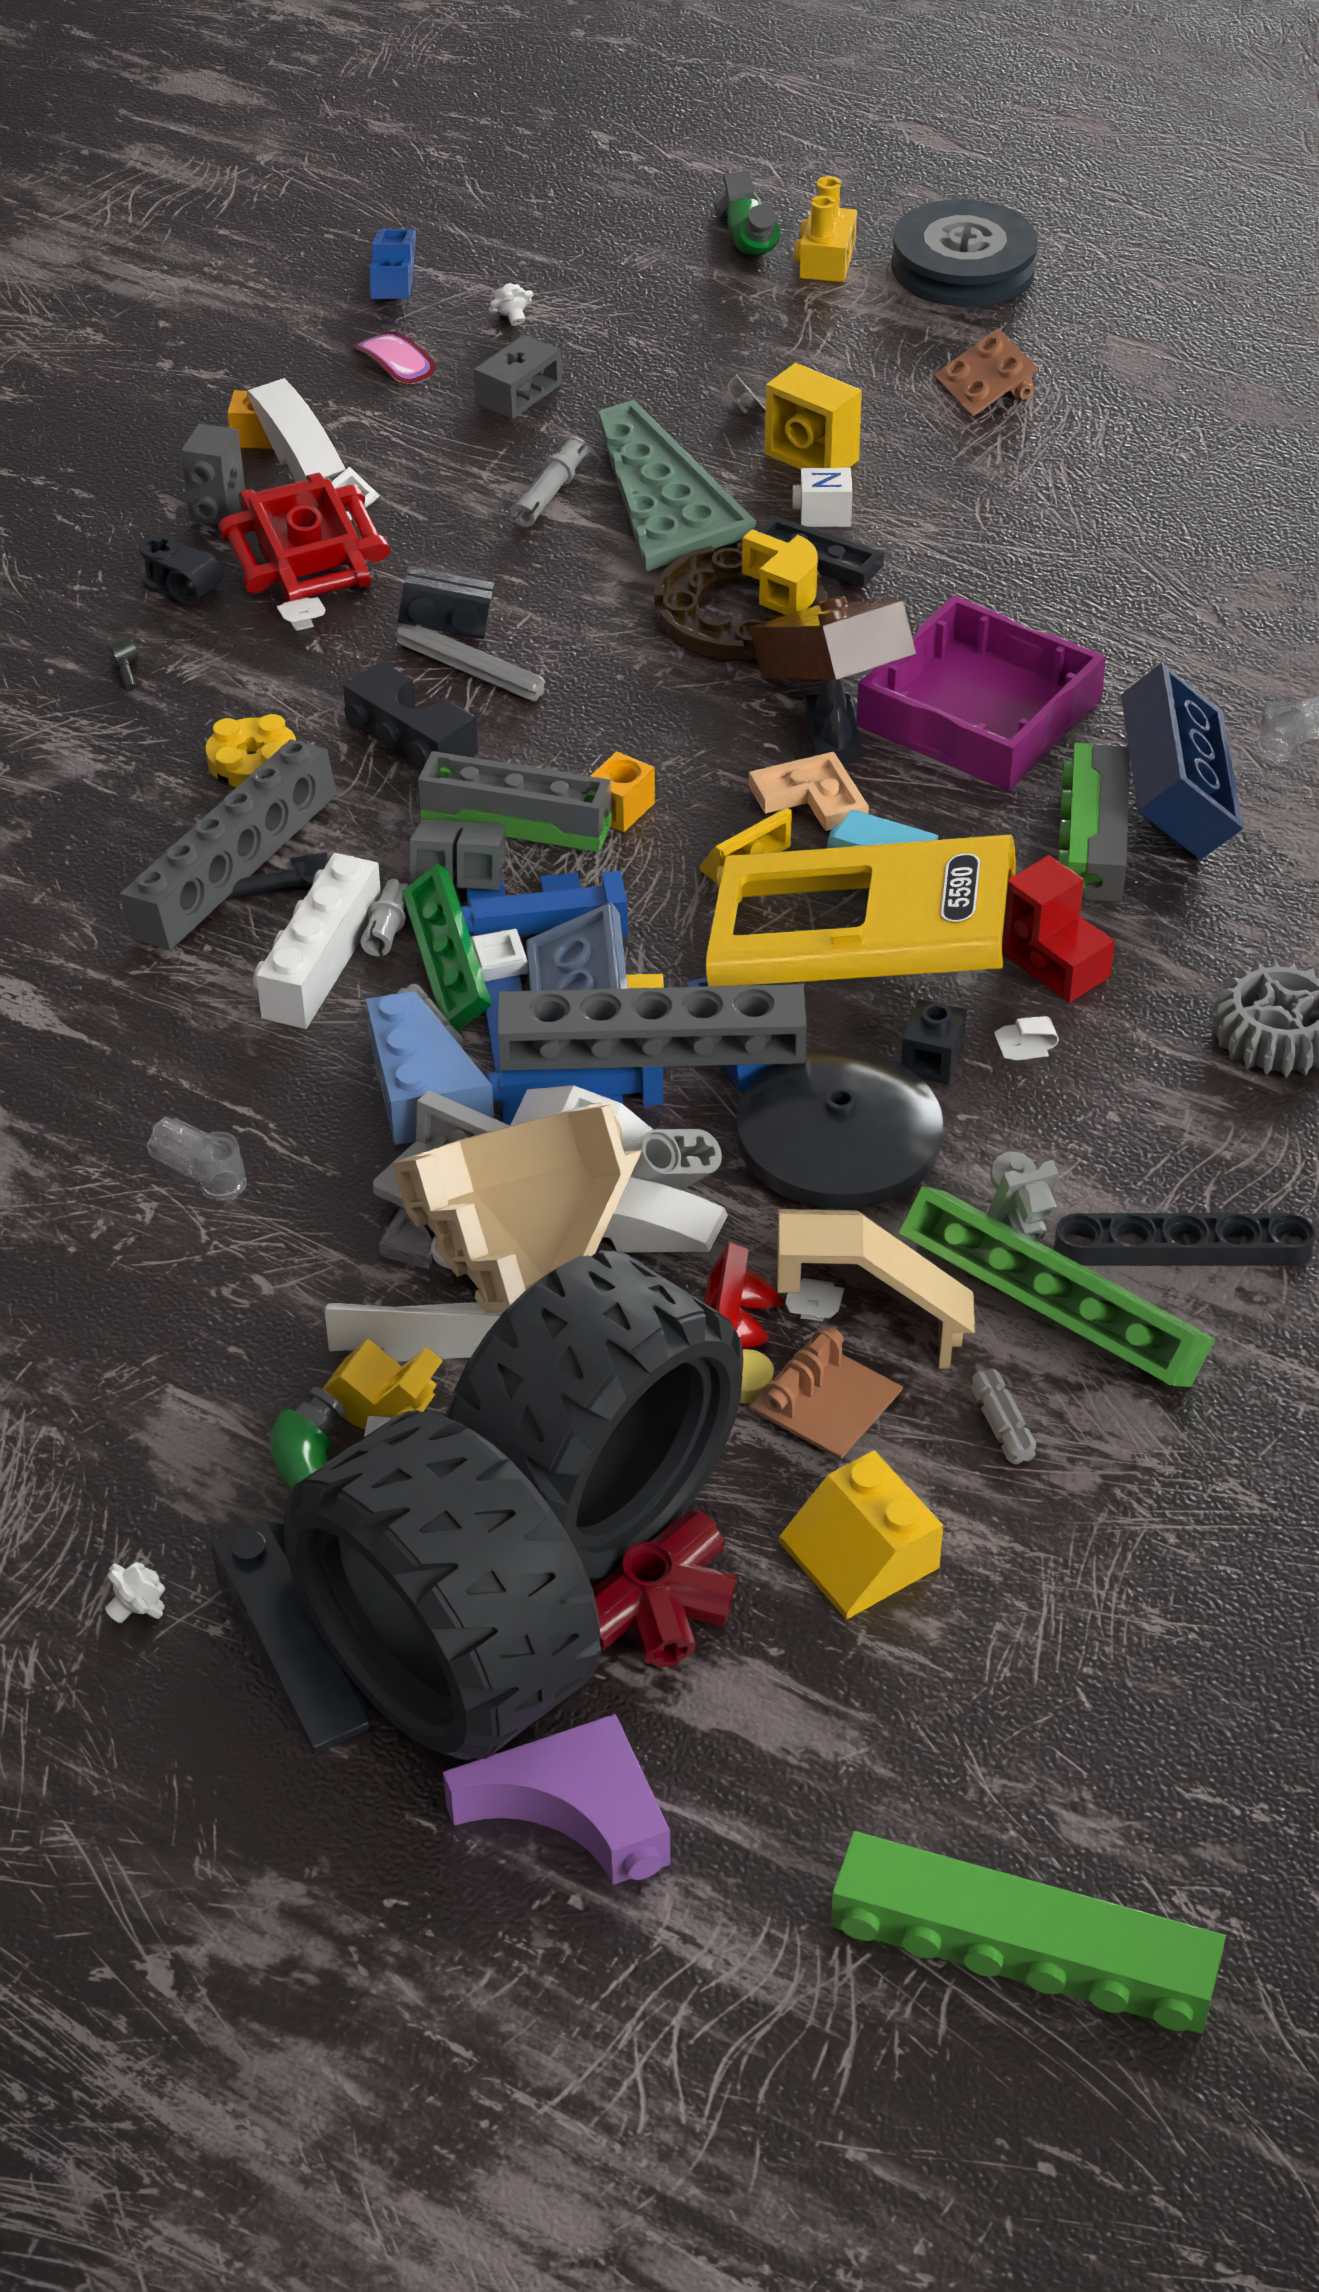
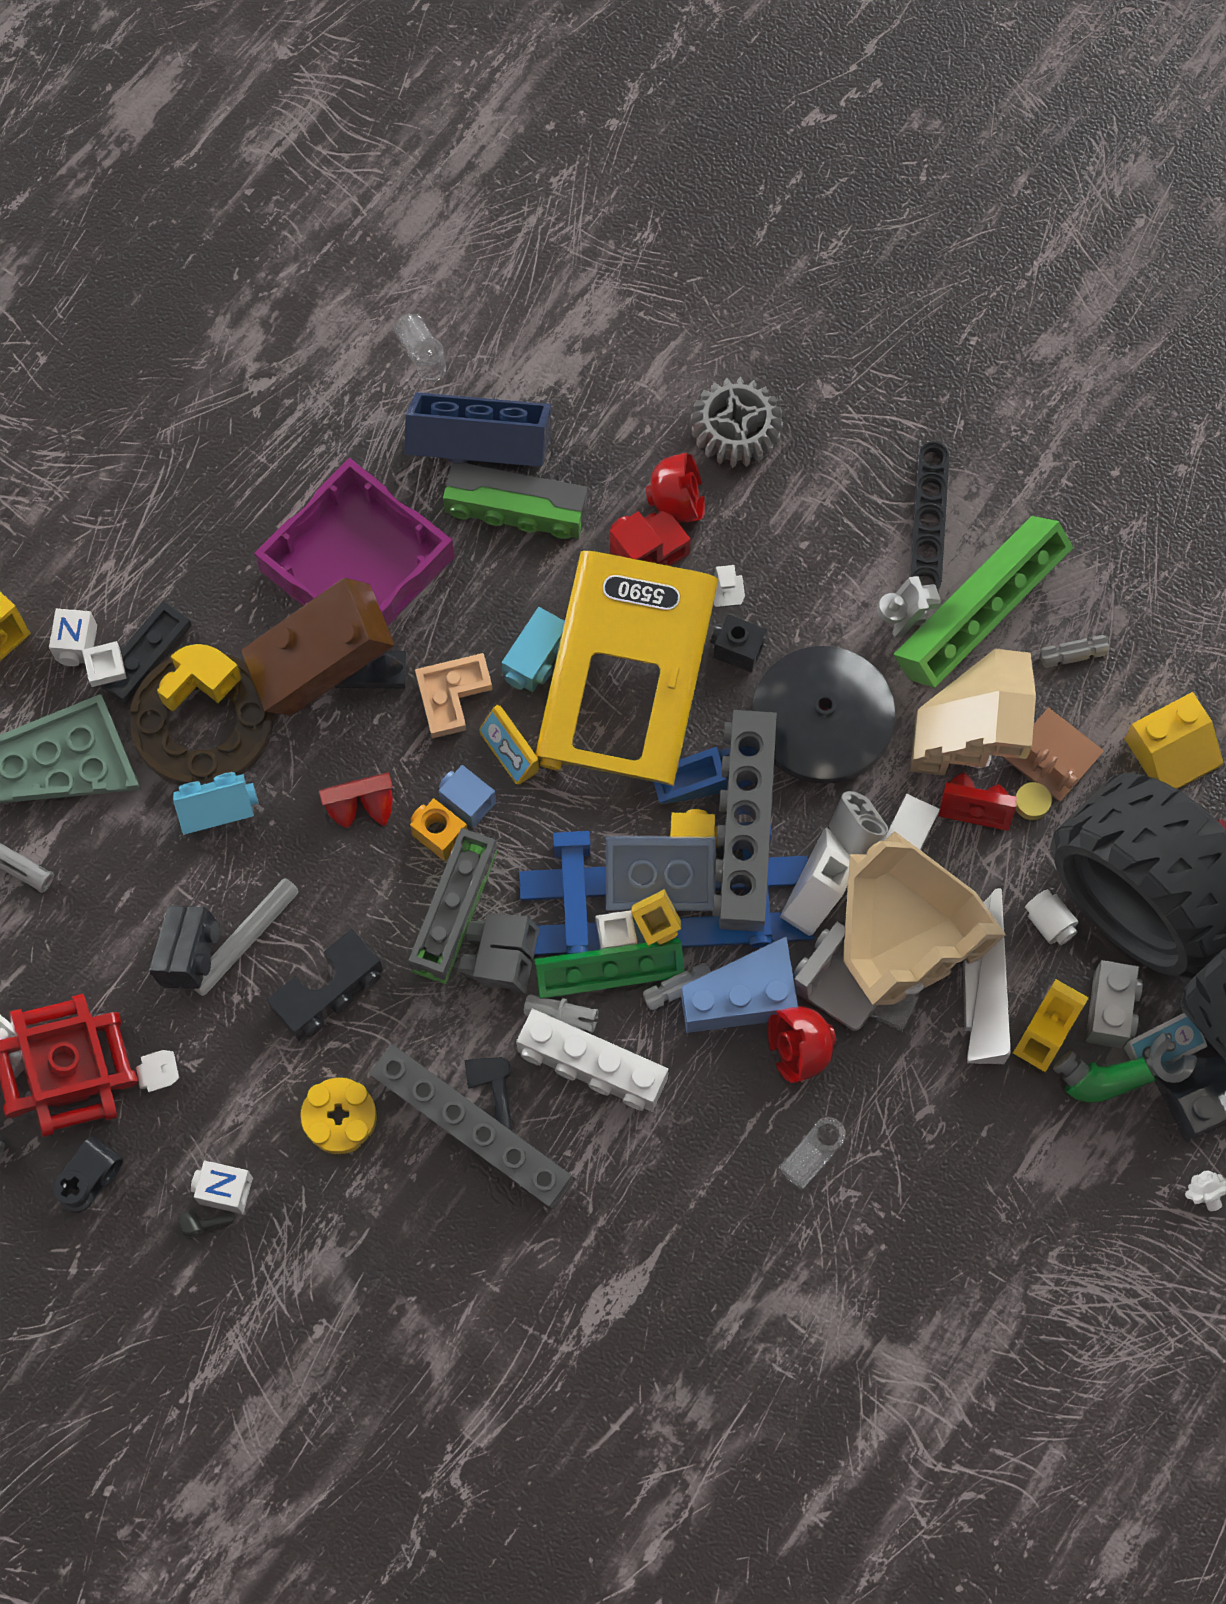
camera: 85 degrees left, 25 degrees up
(161, 666) = (221, 1186): none -> white brick
(347, 1123) = (802, 1041): none -> red cylinder
(506, 958) = (657, 918): none -> yellow brick
(628, 609) = (214, 803): none -> medium azure brick
(663, 728) = (374, 794): none -> red tile
(668, 811) = (466, 795): none -> medium blue brick
(787, 507) = (104, 664): none -> white plate
(1153, 961) = (676, 488): none -> red cylinder

